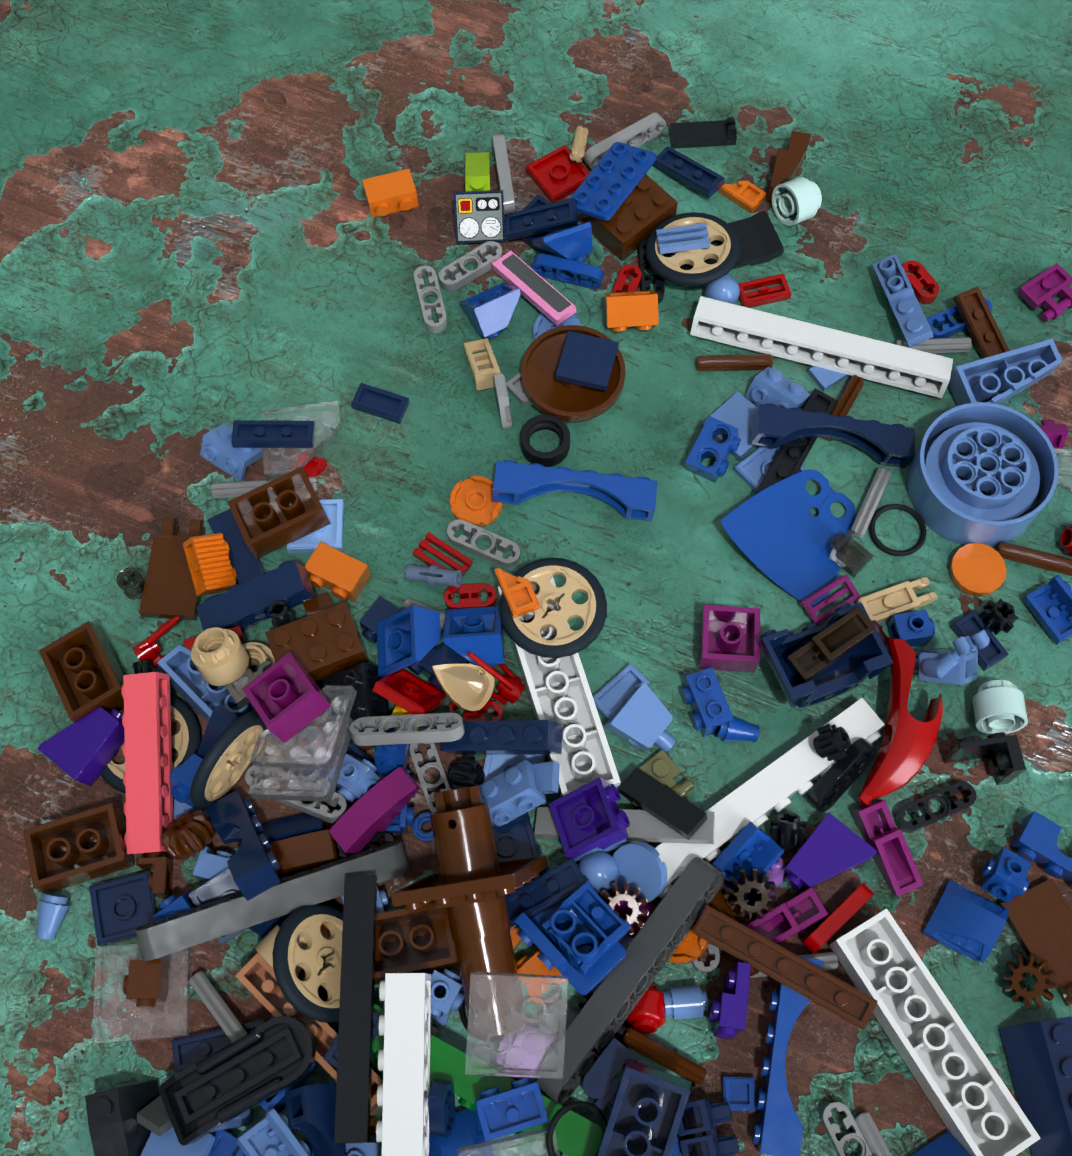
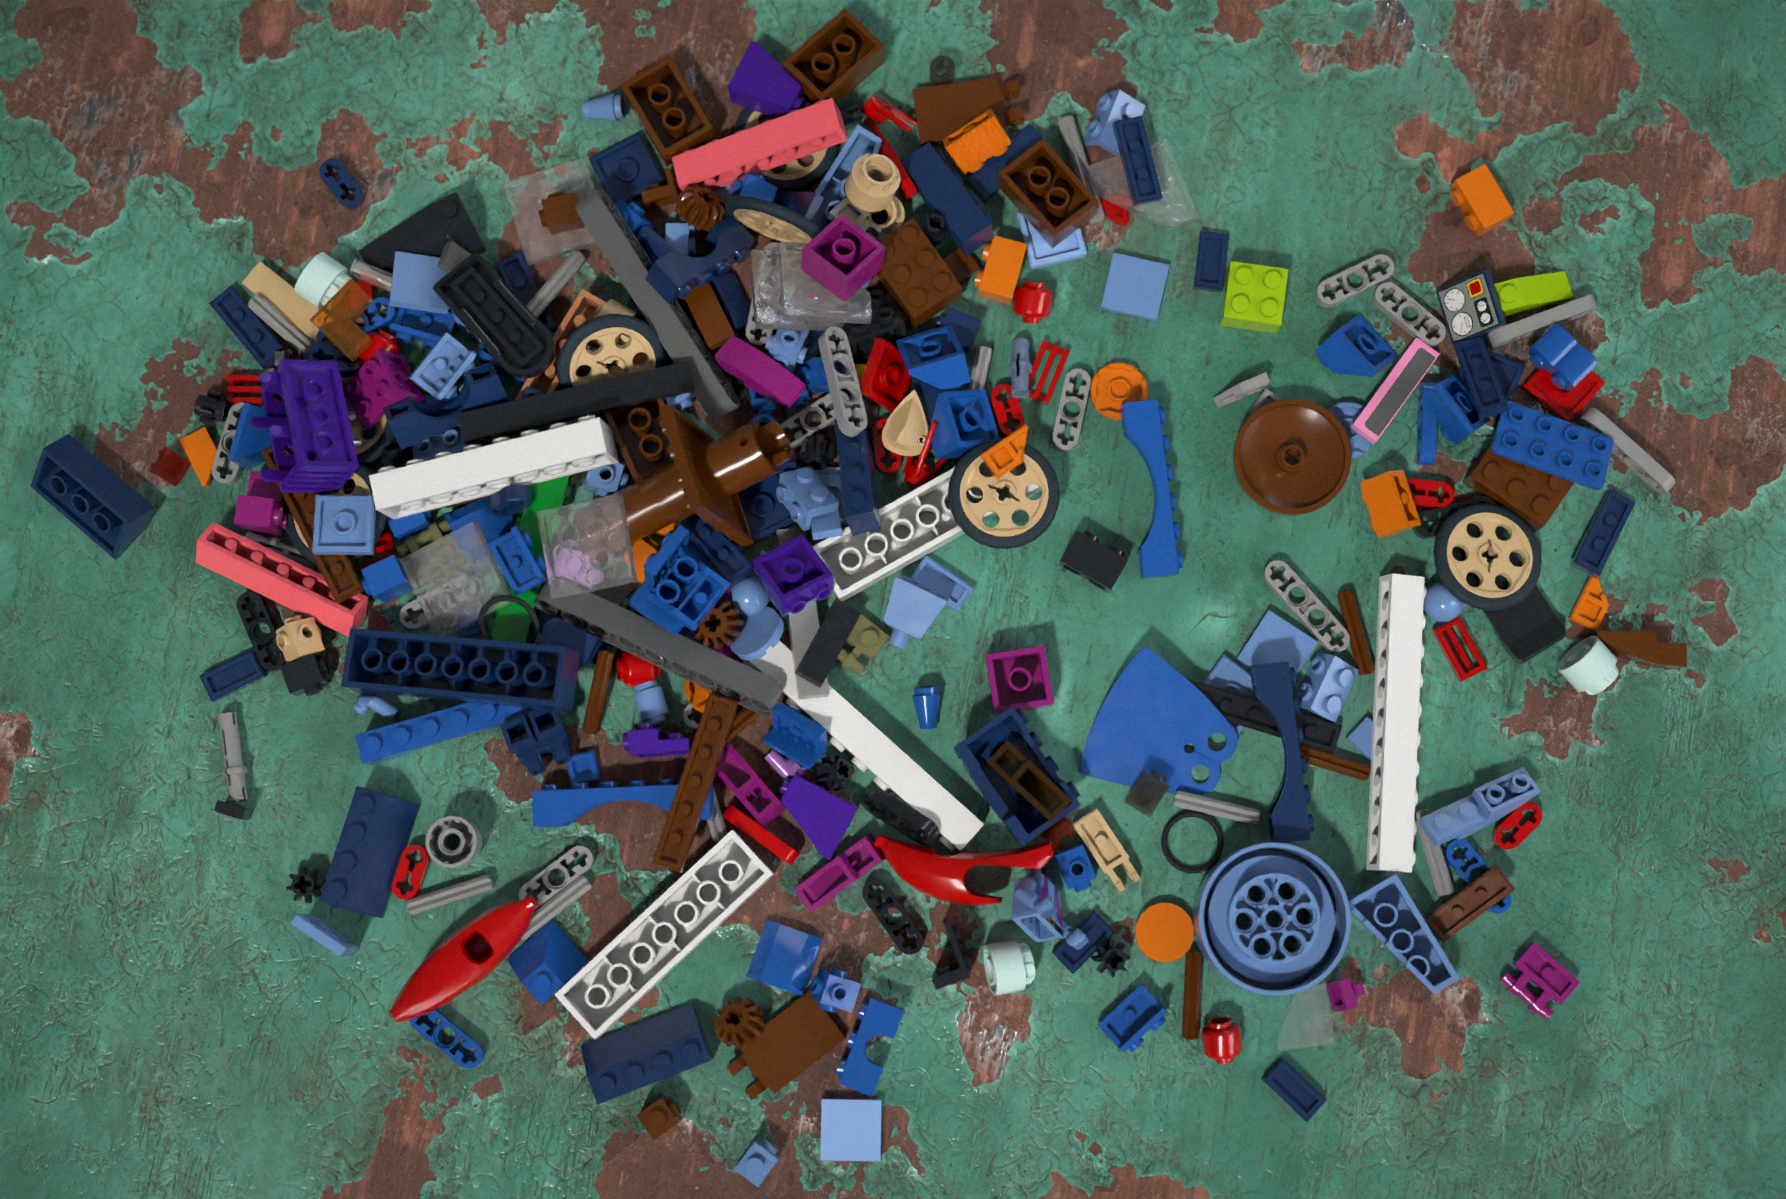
camera: 80 degrees right, 15 degrees up
(375, 551) = (1032, 302): none -> red head
(385, 467) = (1134, 287): none -> medium blue tile
(423, 373) = (1253, 297): none -> lime brick
(483, 364) = (1270, 363): tan slope -> none
(538, 163) = (1562, 358): none -> blue brick
(545, 422) = (1214, 426): black tyre -> none
(579, 144) = (1608, 398): tan axle -> none
(587, 360) = (1305, 468): dark blue tile -> none
(628, 553) = (1093, 560): none -> black brick
(683, 238) = (1502, 536): medium blue tile -> none
(702, 392) = (1309, 603): none -> light grey beam
(703, 133) = (1666, 541): black hinge -> none
(706, 447) = (1236, 619): blue brick -> none
(706, 701) = (947, 670): blue bracket -> none
(743, 886) = (750, 740): dark brown gear -> none
(811, 611) = (1083, 788): magenta tile -> none
(831, 742) = (923, 796): black gear -> none

